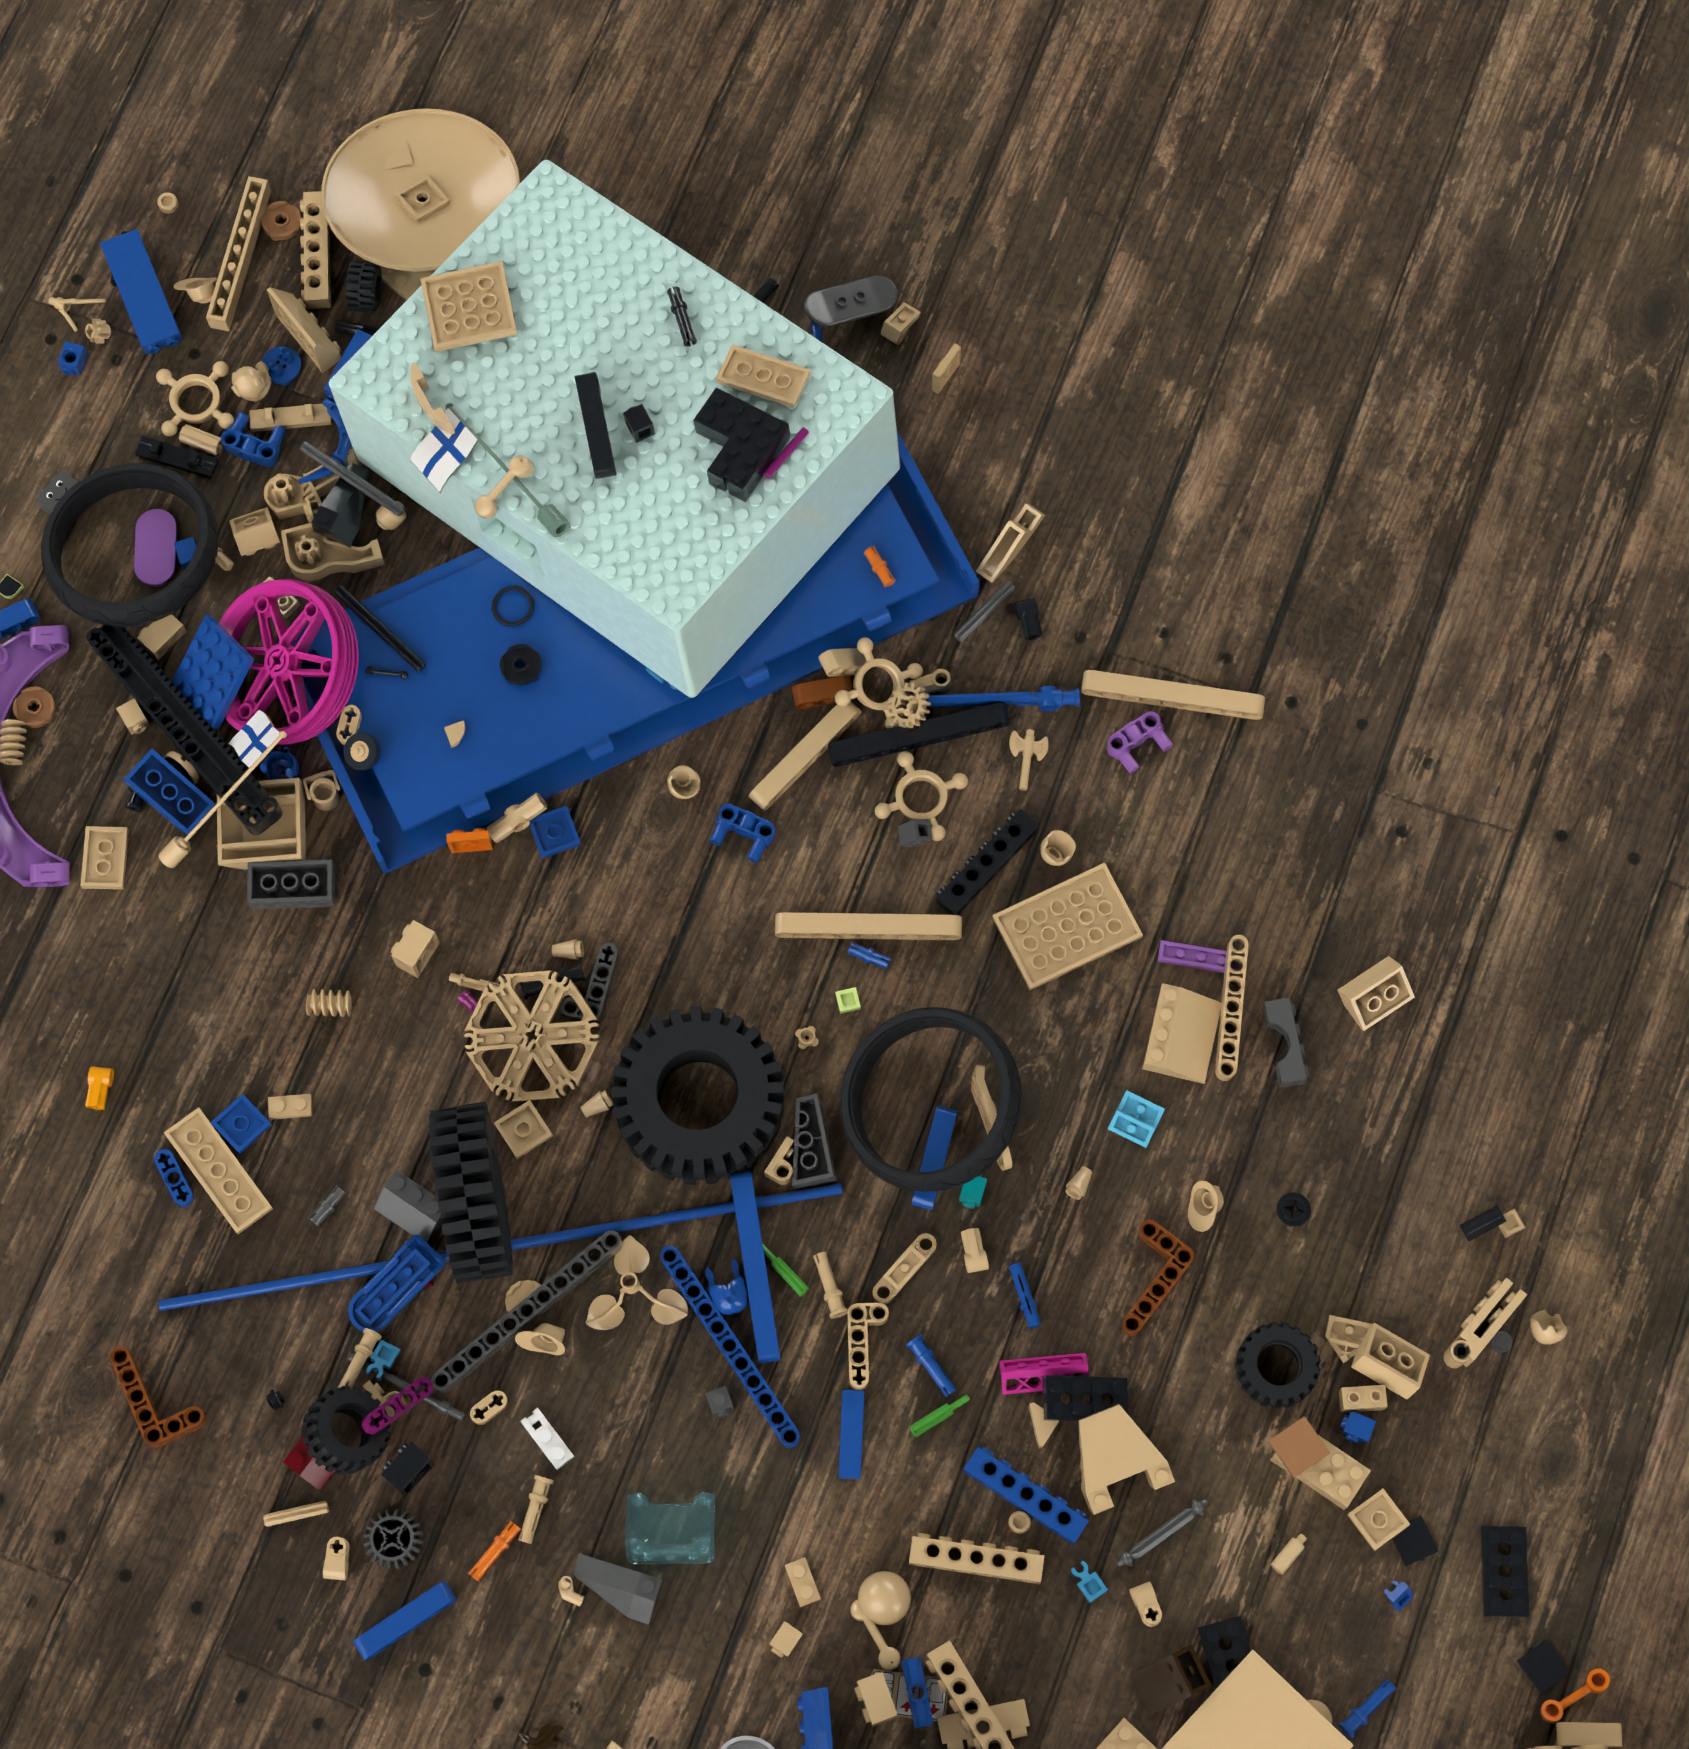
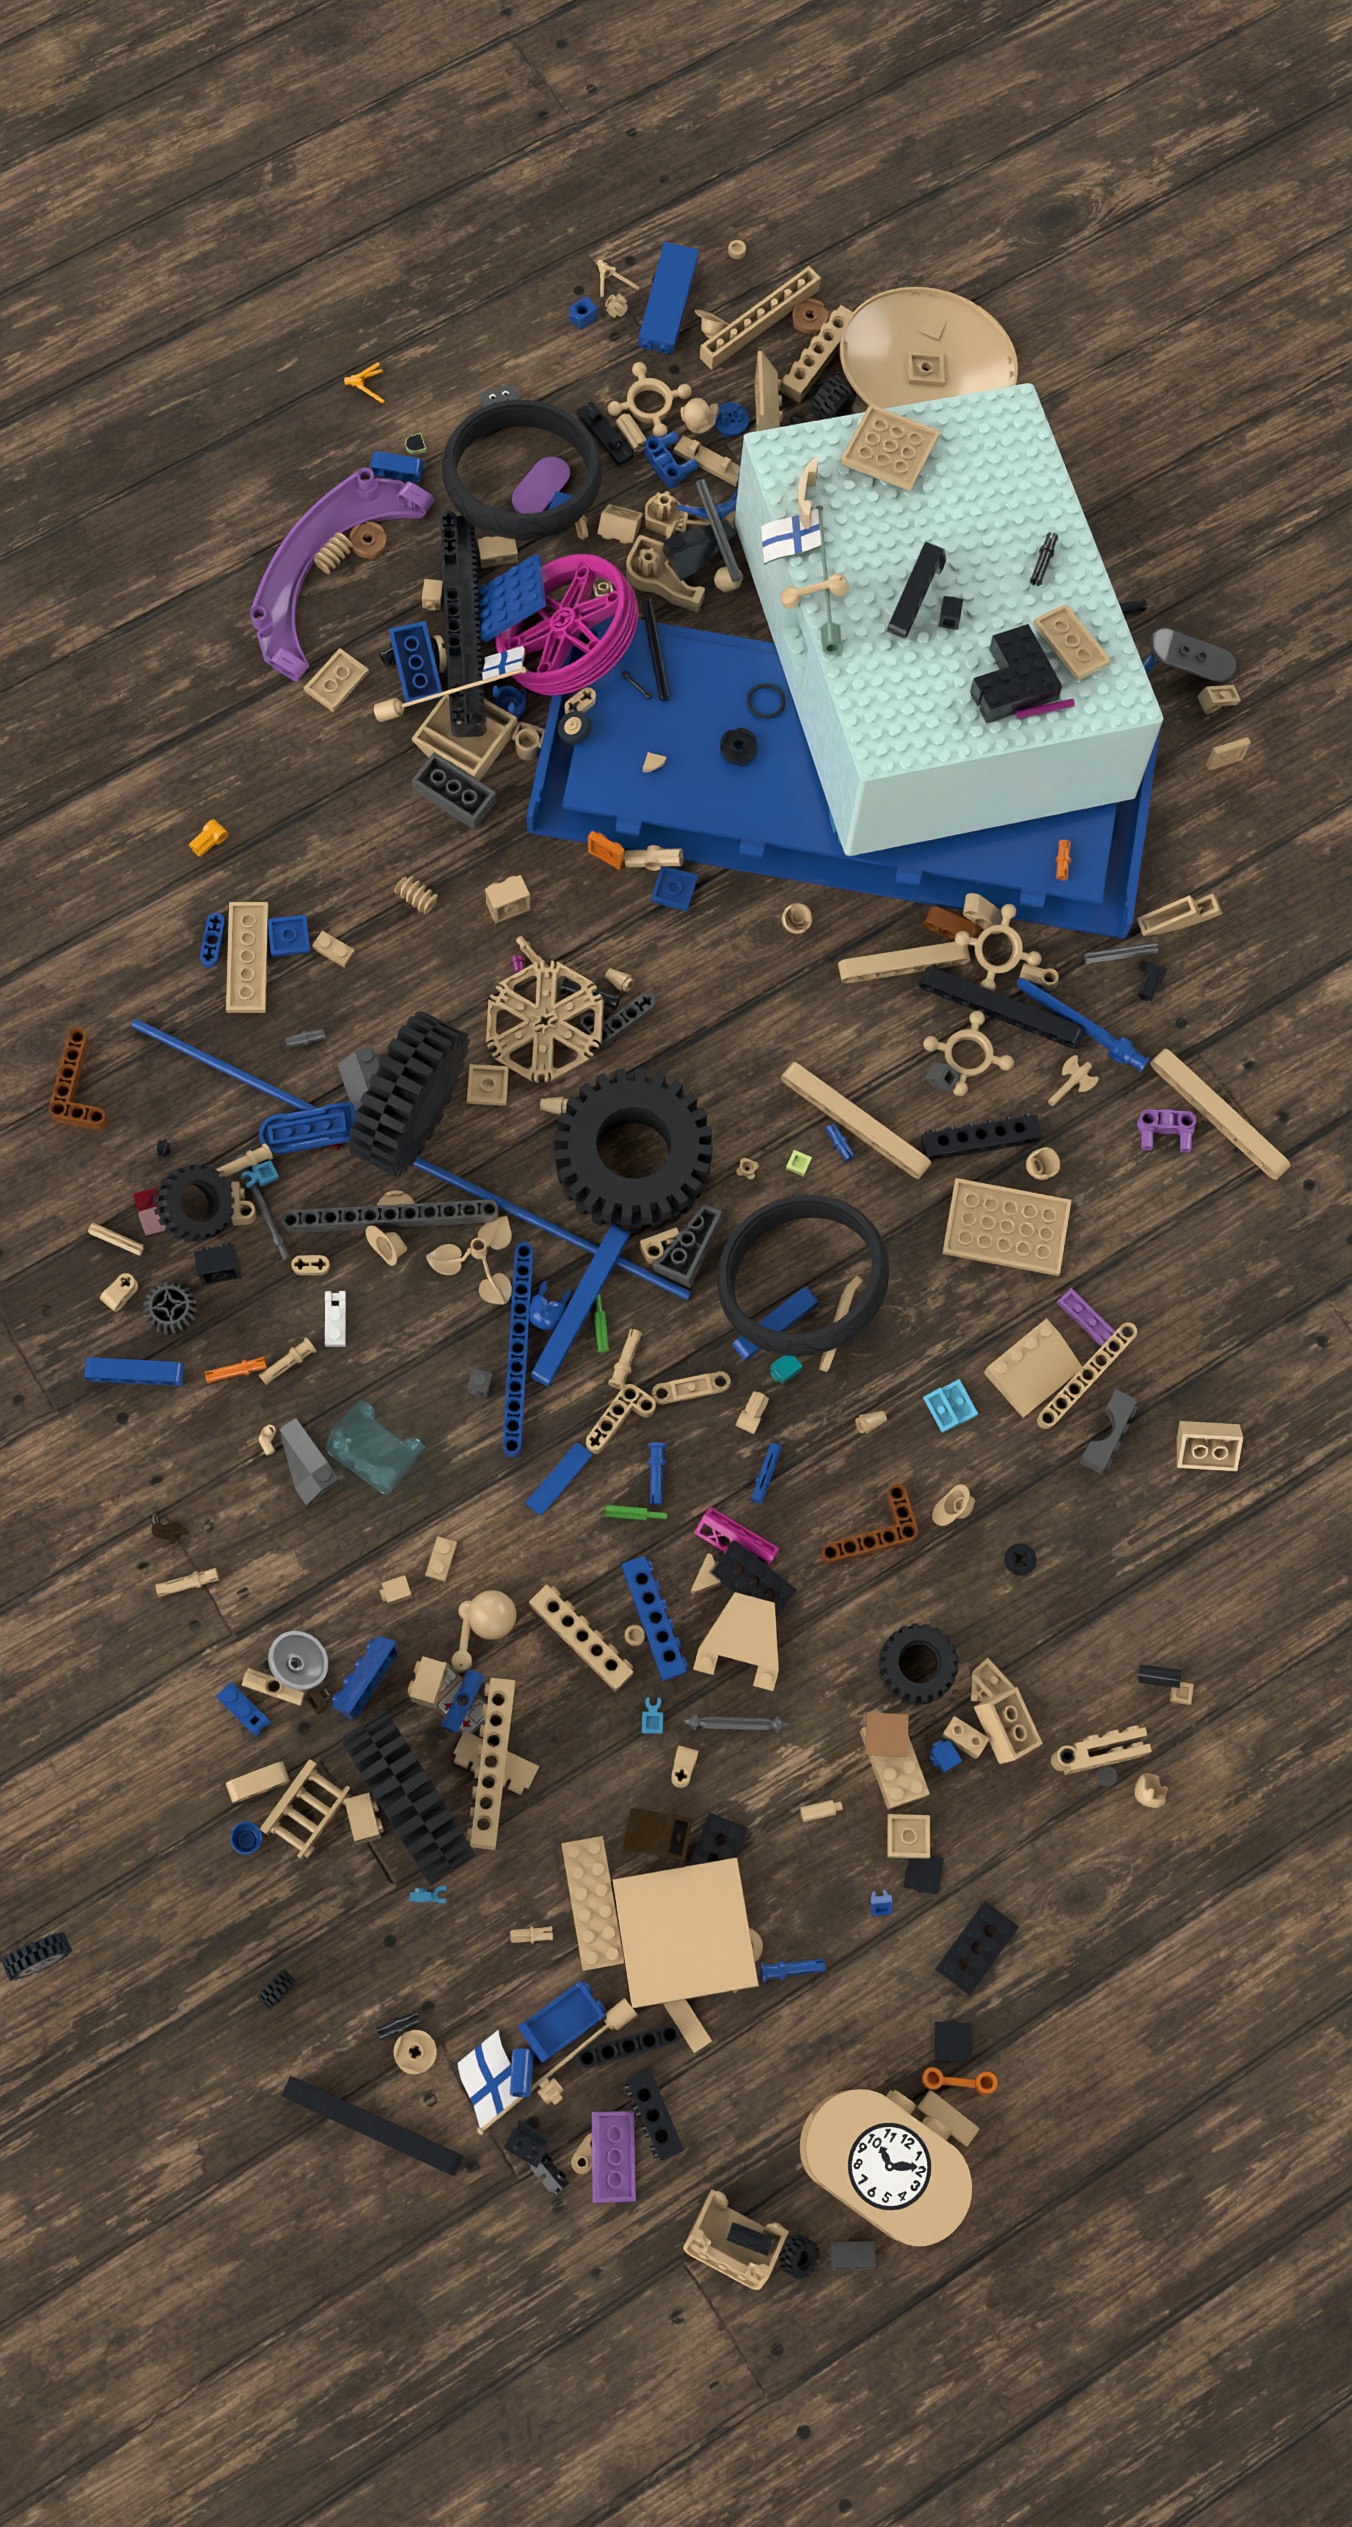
camera: 30 degrees right, 0 degrees up
(397, 1405) = (244, 1215): magenta beam -> none
(745, 824) = (820, 982): blue piece -> none
(911, 706) = (1008, 978): tan gear -> none

